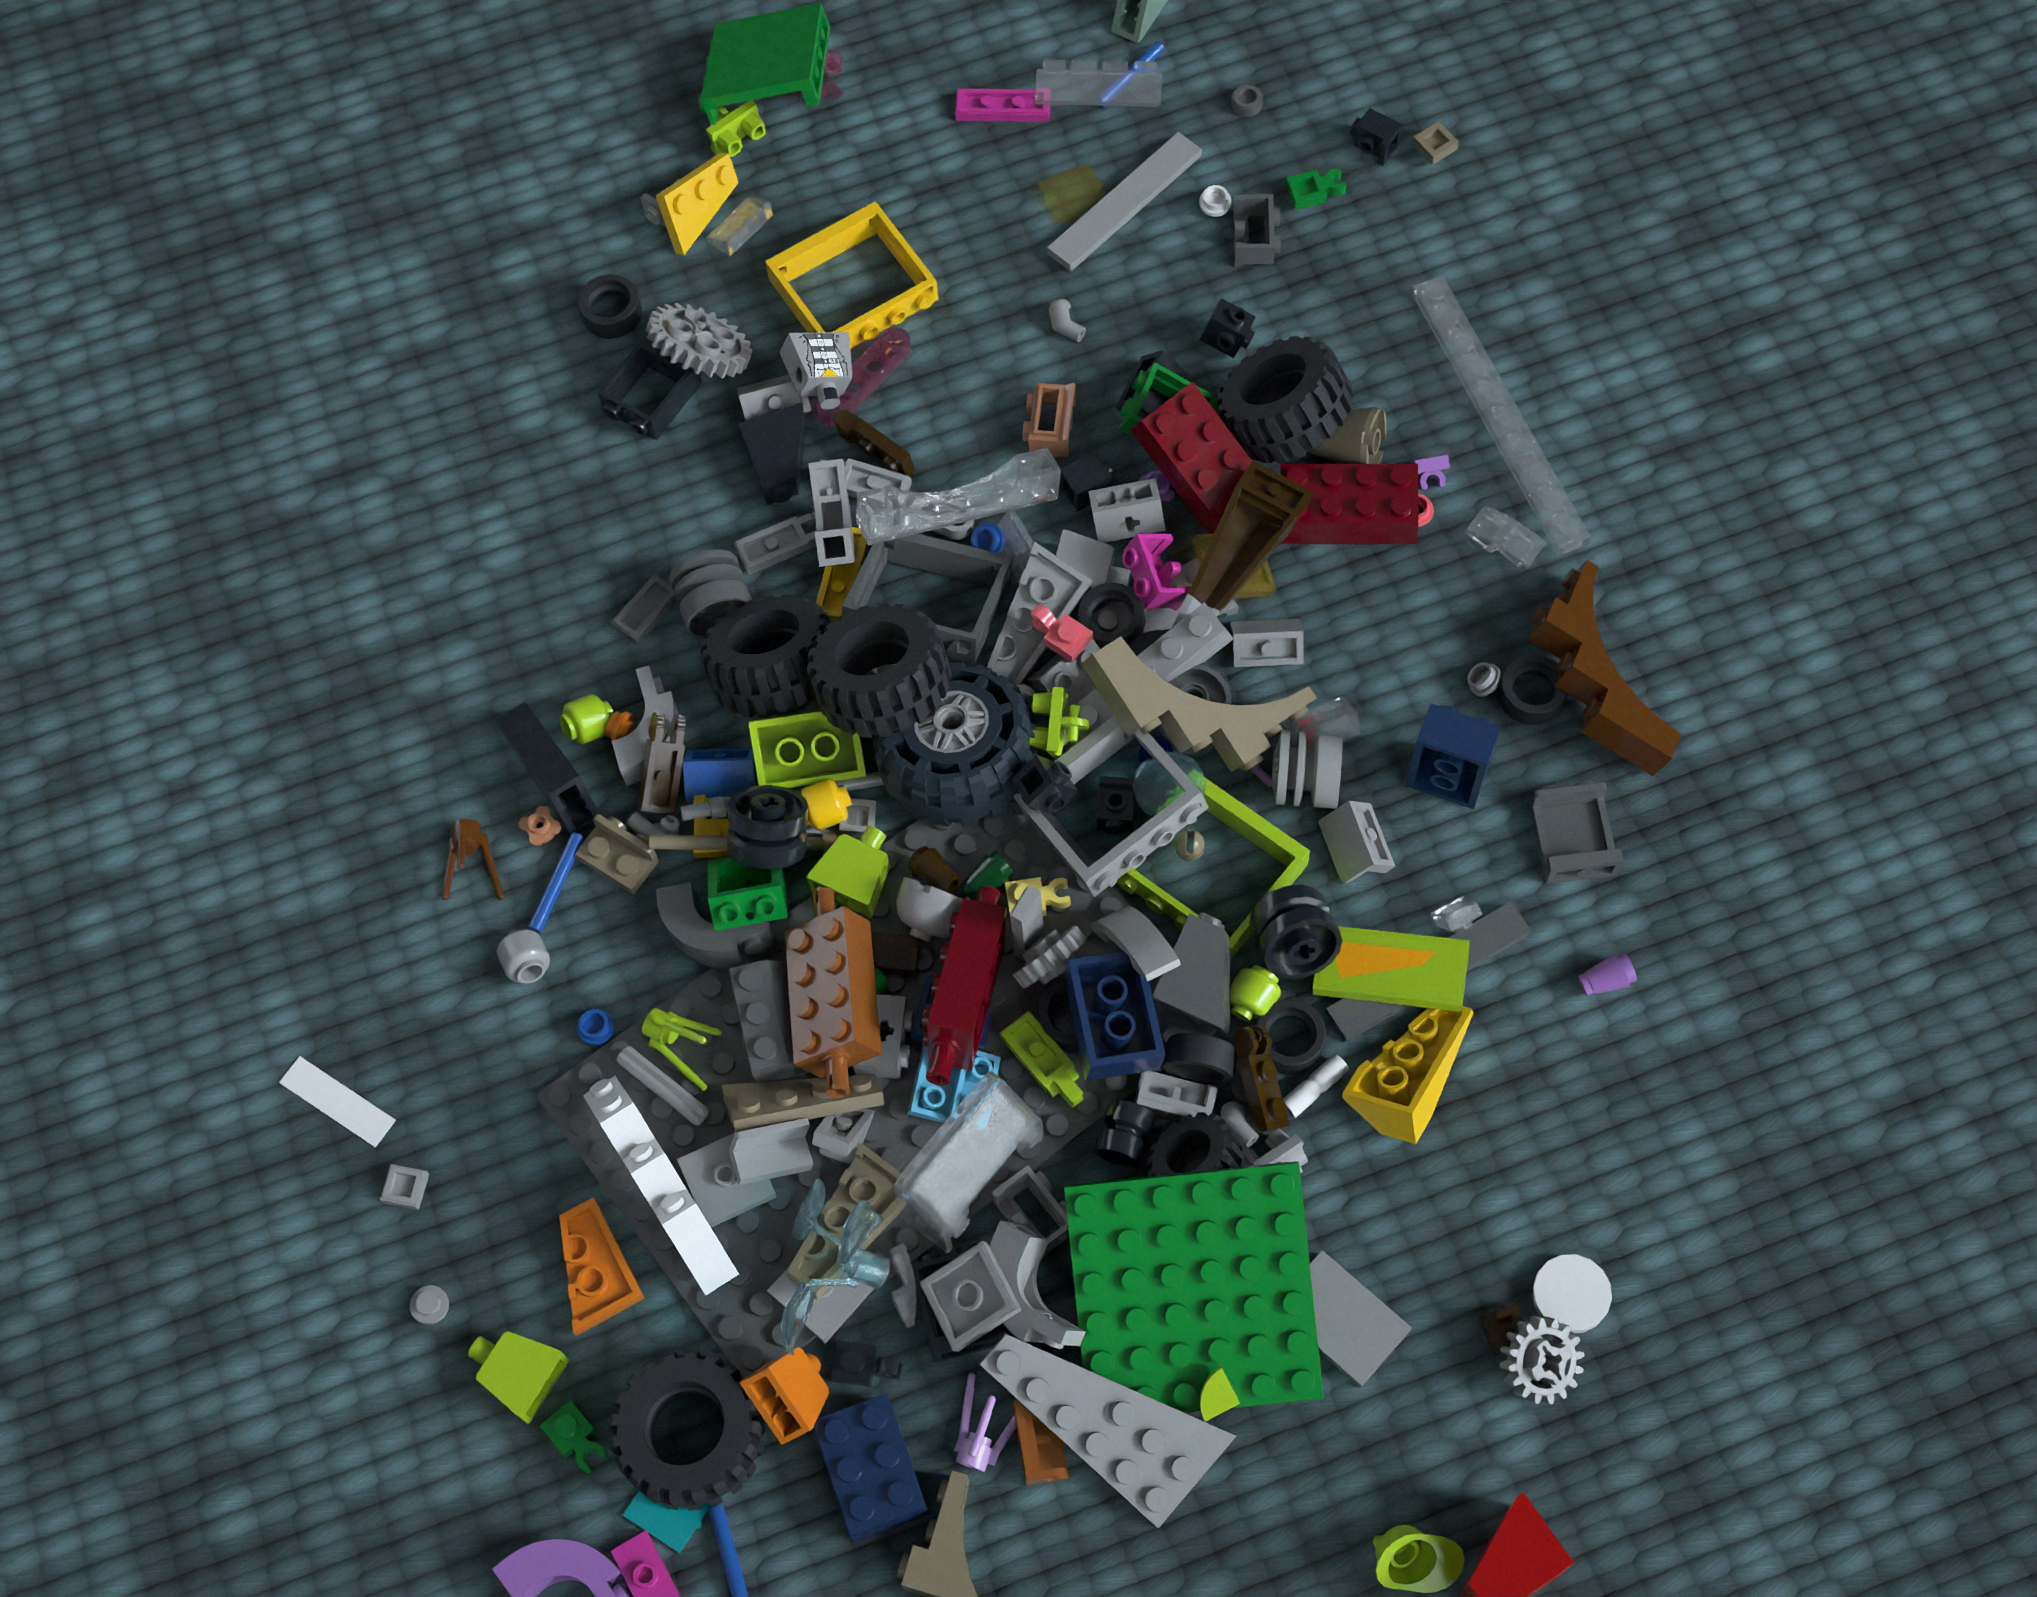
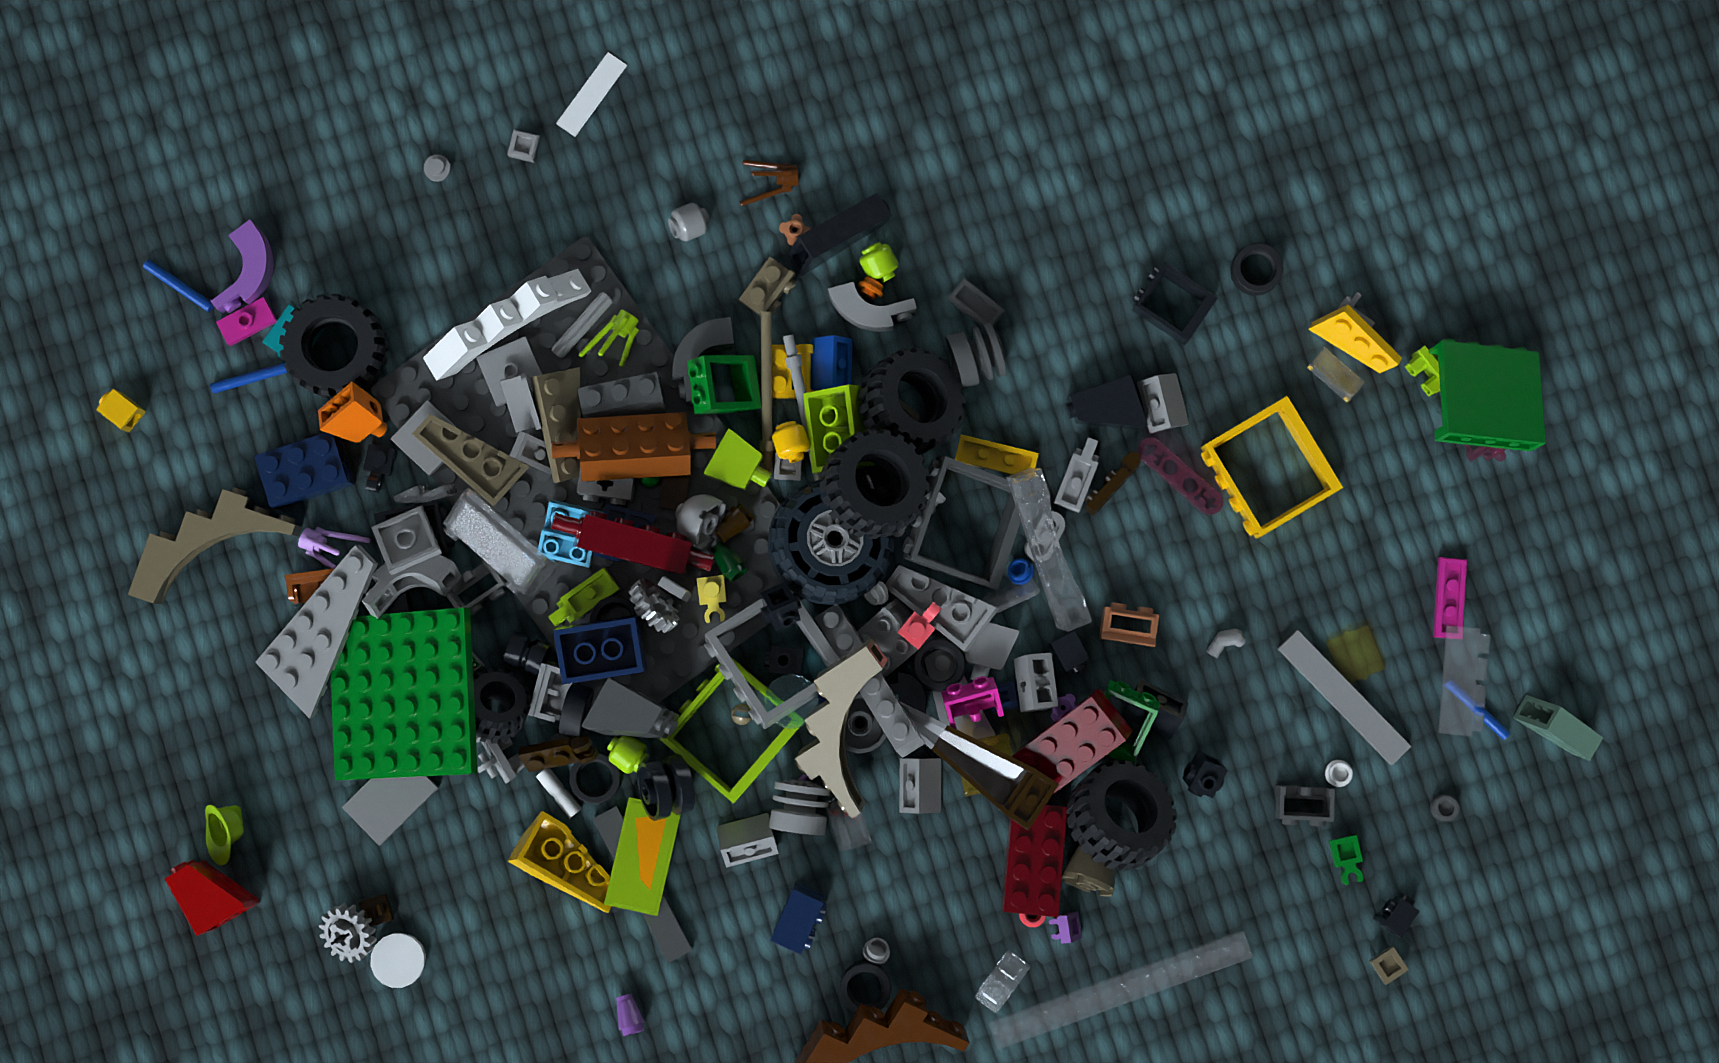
camera: 85 degrees right, 20 degrees up
(518, 1371) = (385, 230): lime torso -> none
(556, 883) = (749, 243): blue bar -> none
(570, 1433) = (345, 268): green plate -> none
(595, 1027) = (634, 276): blue plate -> none
(596, 1268) = (455, 282): orange wing -> none
(662, 766) = (830, 320): dark brown hinge -> none
(666, 826) = (785, 315): light grey arm -> none
(698, 340) = (1209, 342): light grey gear -> none
(767, 827) = (766, 399): black wheel -> none
(777, 543) = (1027, 408): light grey hinge -> none
(819, 365) = (1177, 440): light grey torso -> none
(832, 513) = (1033, 450): light grey arch -> none
(857, 1263) = (427, 462): clear light blue plant -> none
(1055, 705) = (848, 617): lime hips -> none
(1139, 939) = (654, 668): light grey slope -> none
(1217, 1395) = (334, 707): lime tile -> none
(1234, 1115) = (531, 732): light grey arm -> none
(1457, 915) = (682, 909): clear plate -> none
(1574, 832) = (744, 1005): dark grey panel -> none

